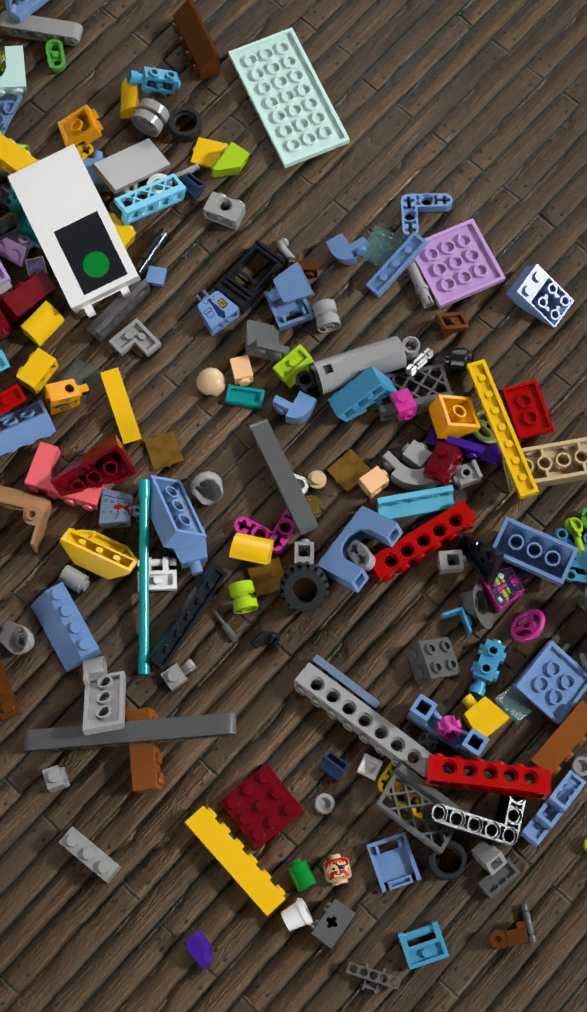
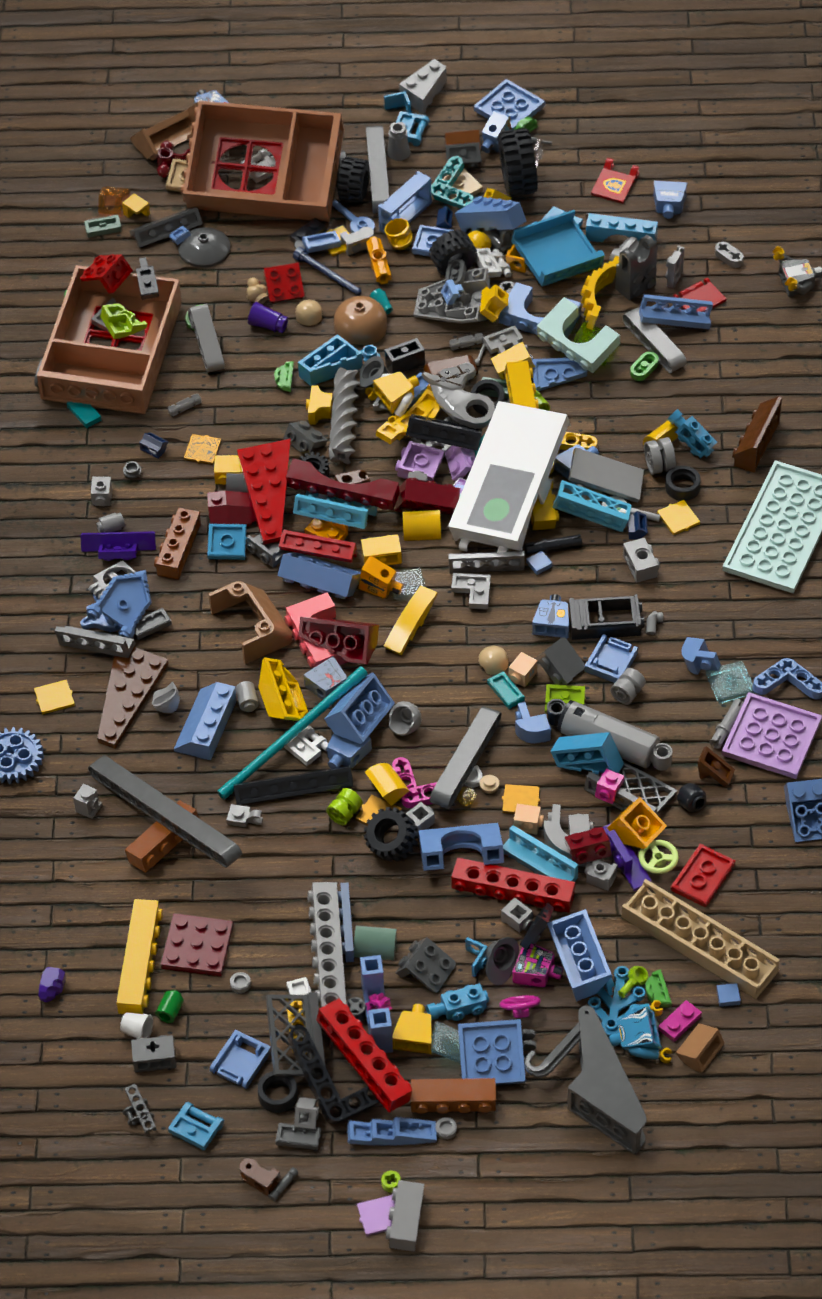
camera: 50 degrees right, 20 degrees down
(80, 127) = (602, 423): light orange plate -> none
(90, 854) = (52, 865): light grey brick -> none
(94, 677) = (175, 776): light grey hinge -> none
(164, 451) = (406, 675): pearl gold piece -> none
(226, 627) = (310, 818): dark grey piece -> none
(231, 162) = (684, 532): lime slope -> none
(268, 637) = (329, 847): black arm -> none
(291, 285) = (624, 642): medium blue torso -> none
(309, 269) = (650, 644): reddish brown bracket -> none
(333, 766) = (274, 964): dark blue piece -> none
(337, 870) = (197, 1026): head -> none
(363, 553) = (456, 851): light grey beam -> none
(382, 678) = (375, 941): none -> sand green brick
(396, 264) = (723, 696): medium blue tile -> none
(419, 361) = (660, 773): light grey axle -> none
(502, 429) = (660, 860): yellow plate -> none

